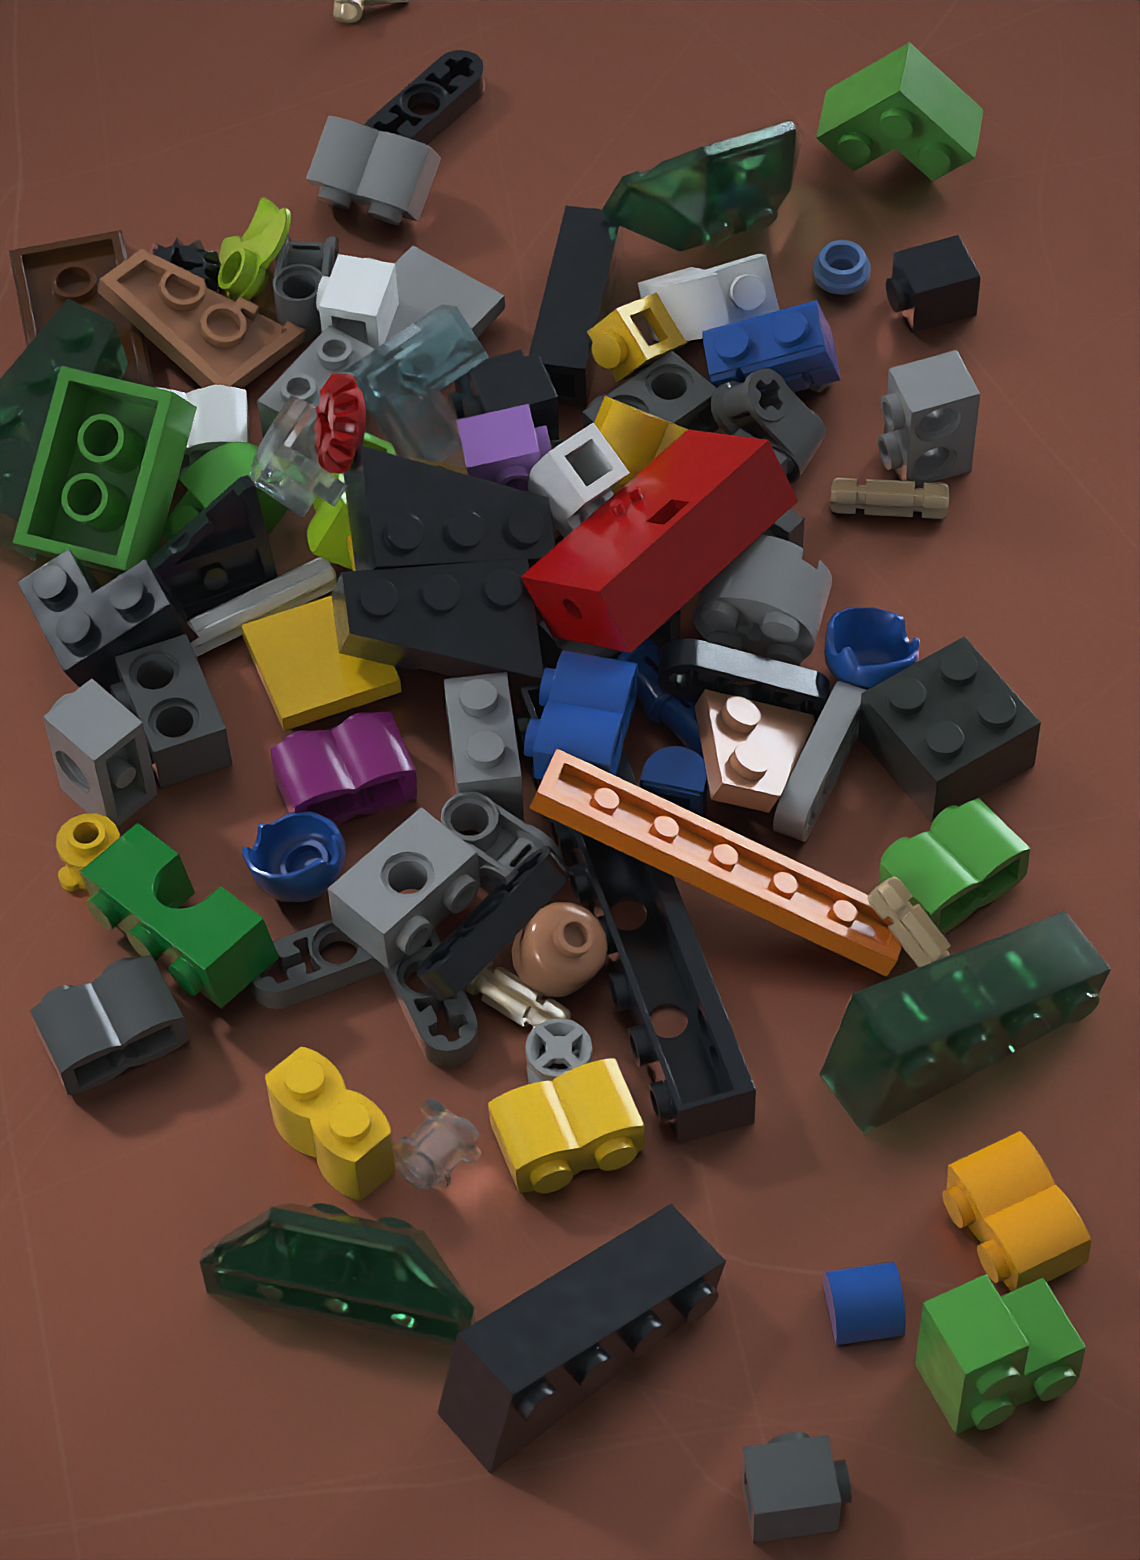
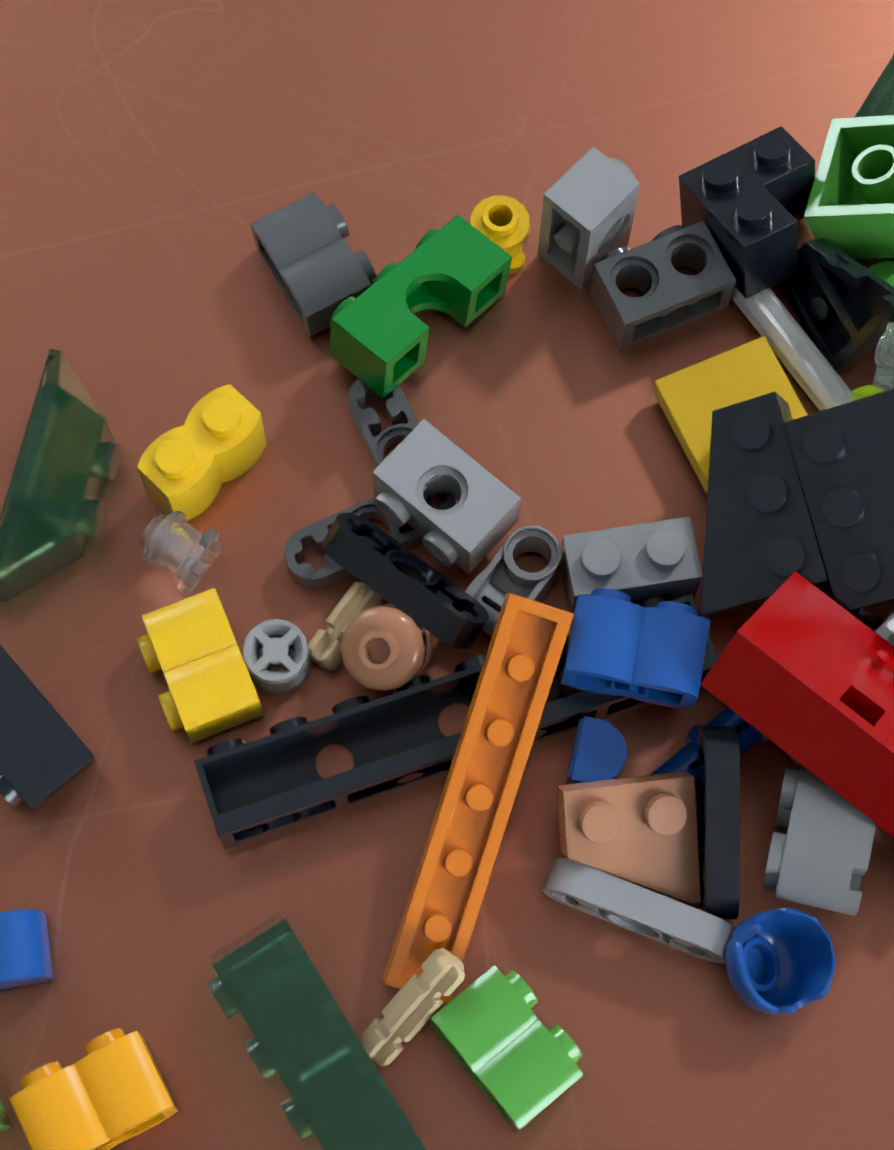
camera: 85 degrees right, 15 degrees up
(296, 856) = (494, 403): blue hair -> none
(346, 769) = (600, 442): magenta brick -> none
(948, 728) = (681, 1045): pearl dark grey brick -> none

